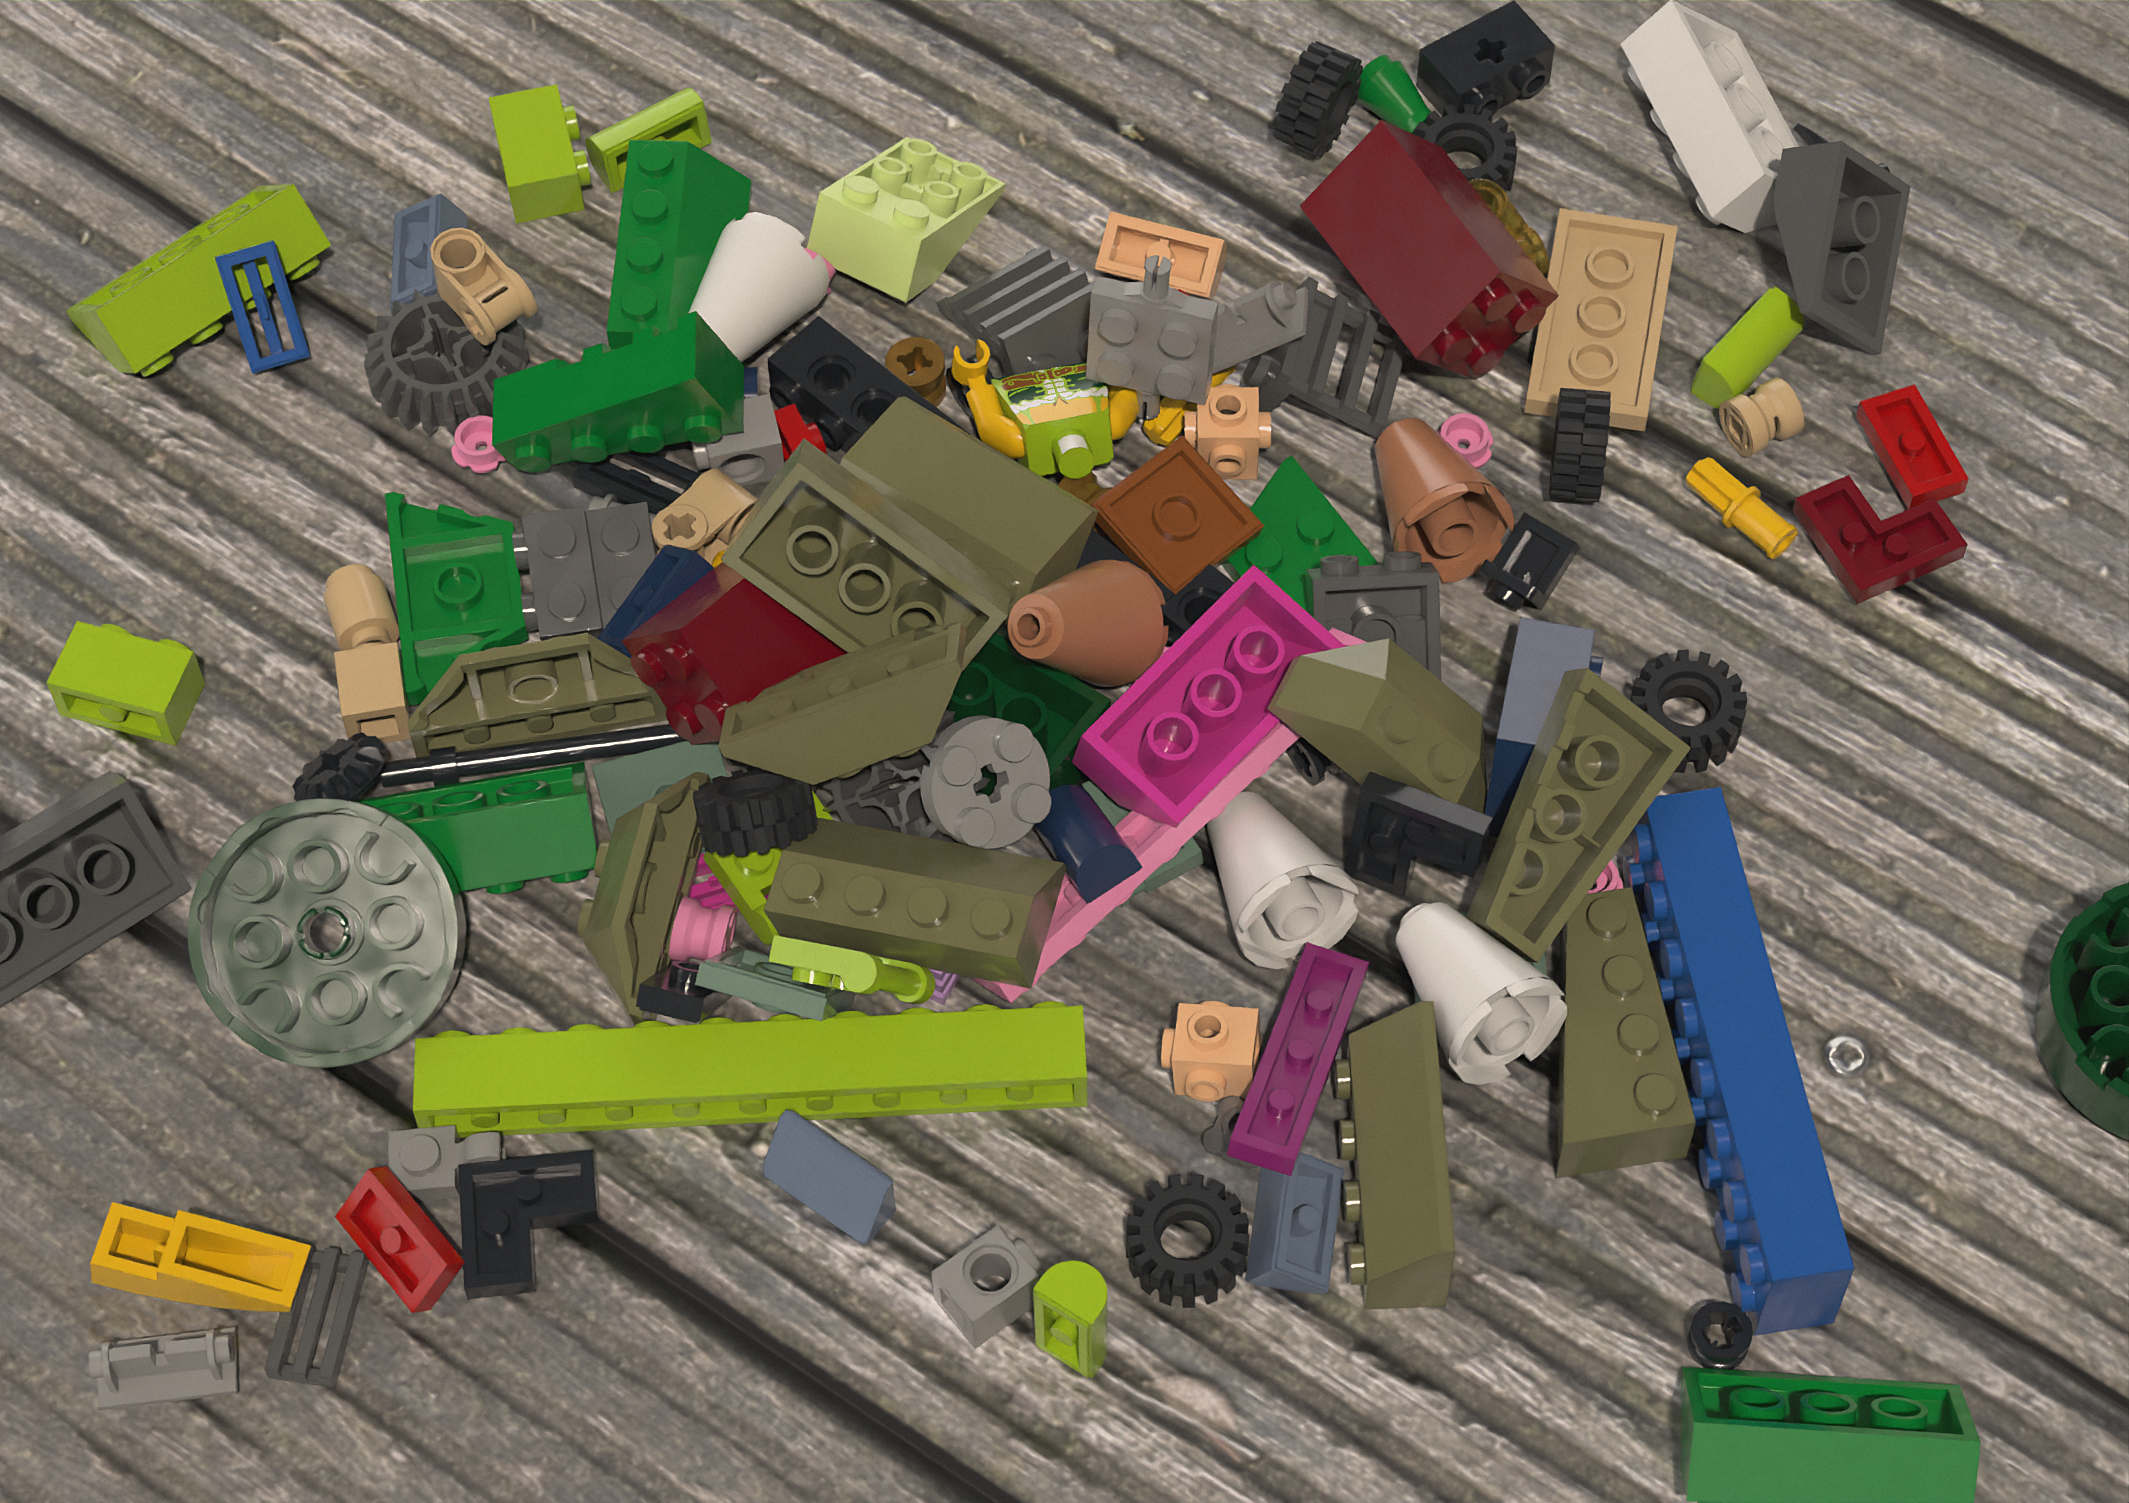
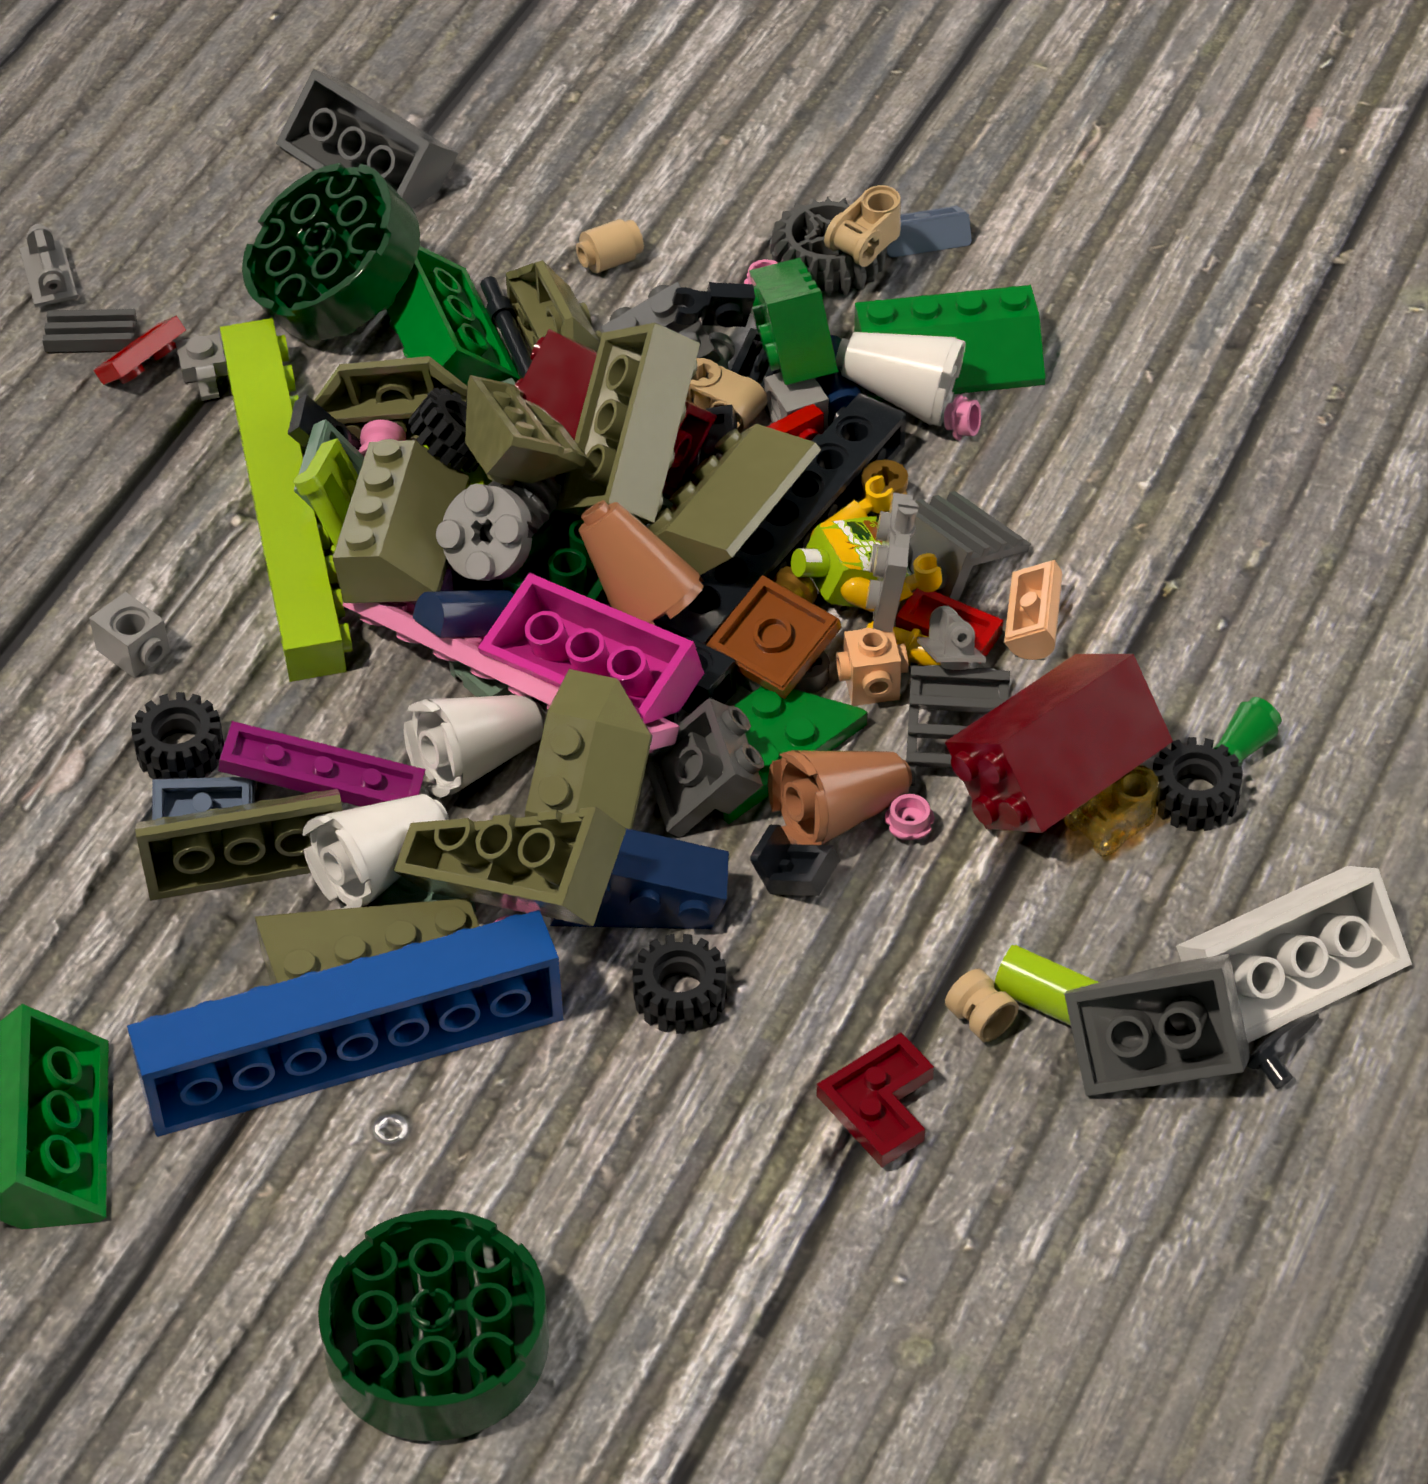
camera: 80 degrees right, 10 degrees down
(126, 682) = (532, 151): lime brick -> none
(180, 288) = (863, 119): lime slope -> none
(197, 1261) = (116, 262): yellow slope -> none
(246, 257) = (843, 148): blue tile -> none
(342, 770) = (478, 257): black gear -> none
(373, 691) = (553, 249): tan brick -> none
(451, 588) = (630, 278): green wing -> none
(510, 1199) = (164, 394): black plate -> none
(538, 154) = (1025, 254): lime brick -> none
(591, 468) = (718, 306): none -> black plate
(671, 119) = (1065, 316): lime brick -> none
(829, 1178) = (212, 550): sand blue slope -> none
(902, 216) = (1031, 458): yellowish green slope -> none
(1072, 1316) = (95, 670): lime brick -> none
(1212, 1050) = (322, 716): light nougat brick -> none
(1317, 99) = (1216, 652): black tyre -> none
(1404, 823) = (516, 782): black plate -> none
(1486, 62) = (1298, 784): black brick -> none
(1580, 444) = (907, 874): black tyre -> none
(1607, 314) = (1058, 891): tan plate -> none
(1731, 1318) = (119, 1066): black bush -> none
(1741, 507) = (890, 1005): yellow axle -> none
(1912, 446) = (982, 1116): red plate -> none

